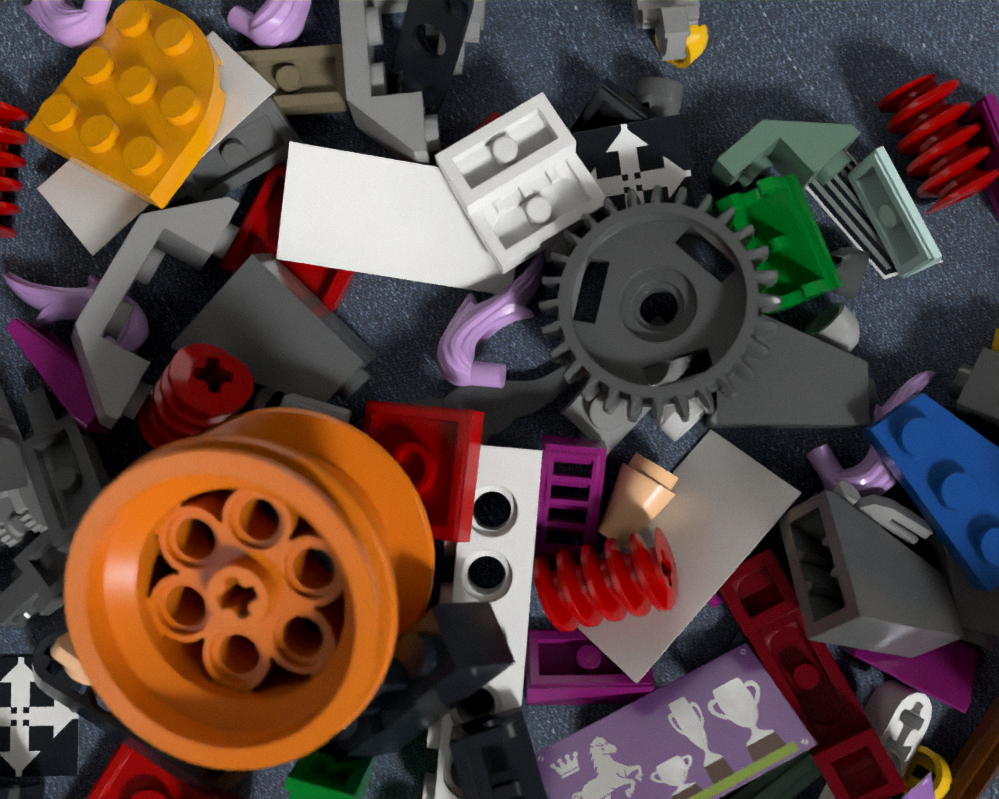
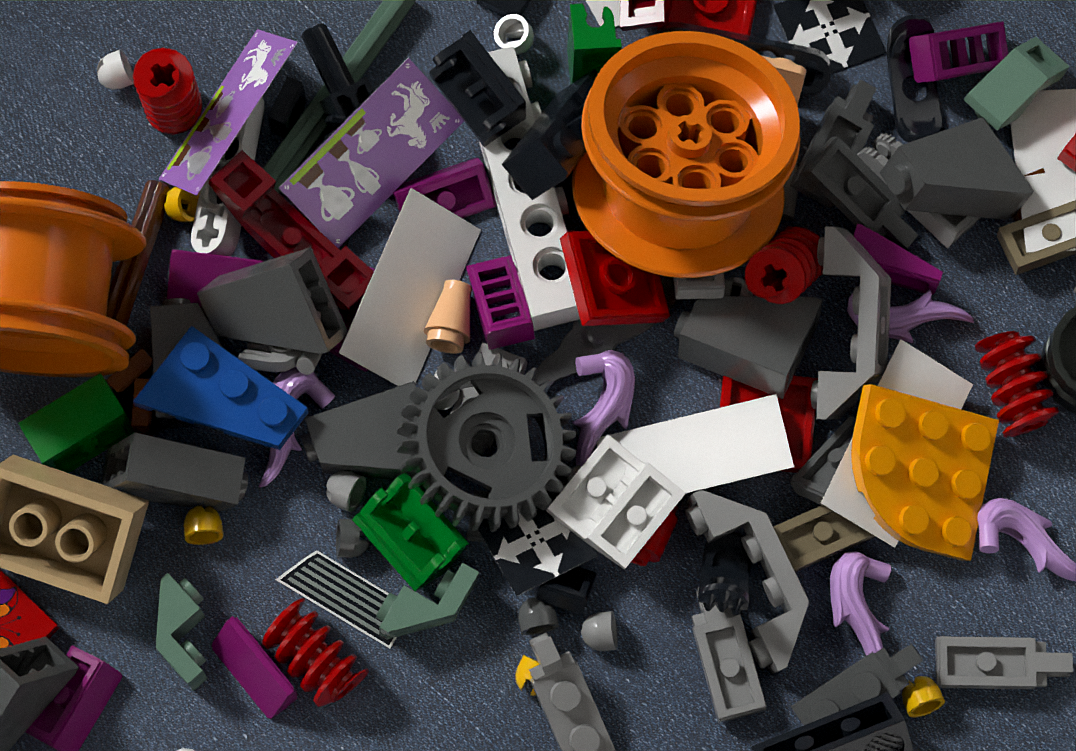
camera: 160 degrees right, 10 degrees down
(590, 60) = (600, 631): none -> light grey hinge
(607, 585) = (454, 248): red piece -> none
(894, 214) = (324, 594): light aqua slope -> none

